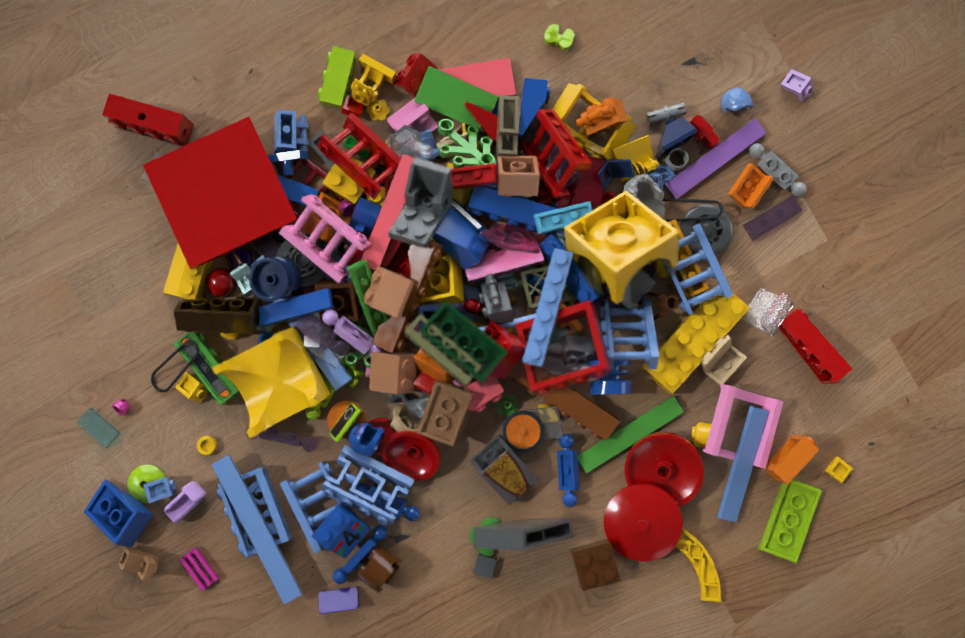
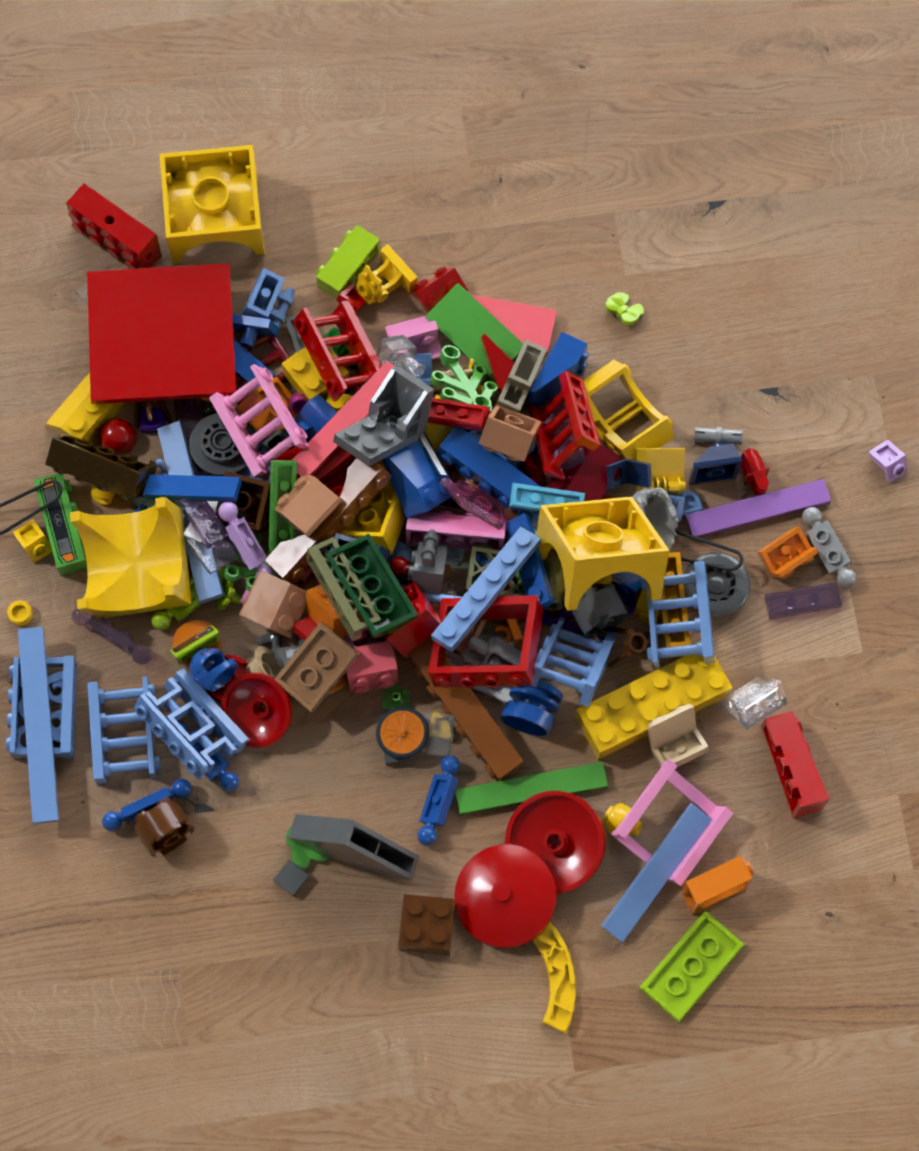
camera: 20 degrees right, 15 degrees down
(212, 68) = (211, 199): none -> yellow piece
(241, 275) = (147, 442): light aqua bracket -> none
(274, 278) = (182, 446): dark blue wheel -> none
(338, 600) = (97, 851): slope -> none
(341, 531) = (137, 761): blue slope -> none
(378, 114) = (380, 314): yellow plant -> none
(504, 470) = (361, 771): slope -> none
(603, 117) = (637, 407): orange brick -> none
(680, 151) = (712, 481): light grey piece -> none
(735, 100) = (807, 448): medium blue hair -> none
(838, 469) = (775, 928): yellow tile -> none

